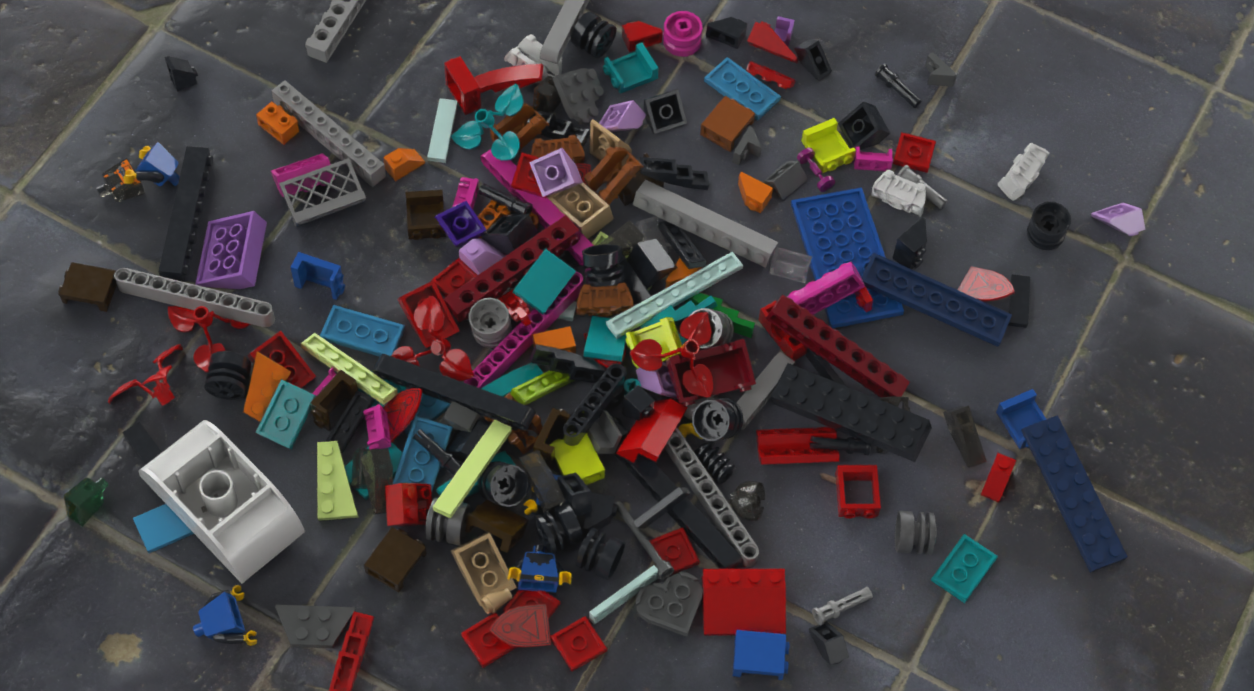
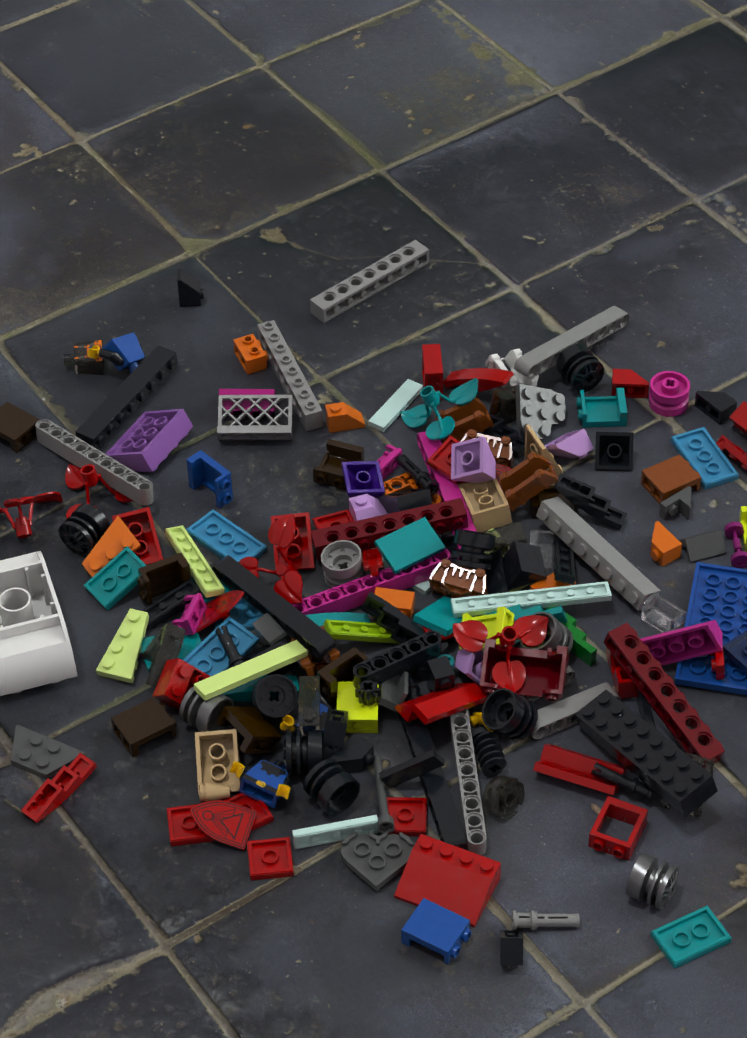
camera: 30 degrees right, 15 degrees down
(589, 451) = (368, 692): none -> black gear

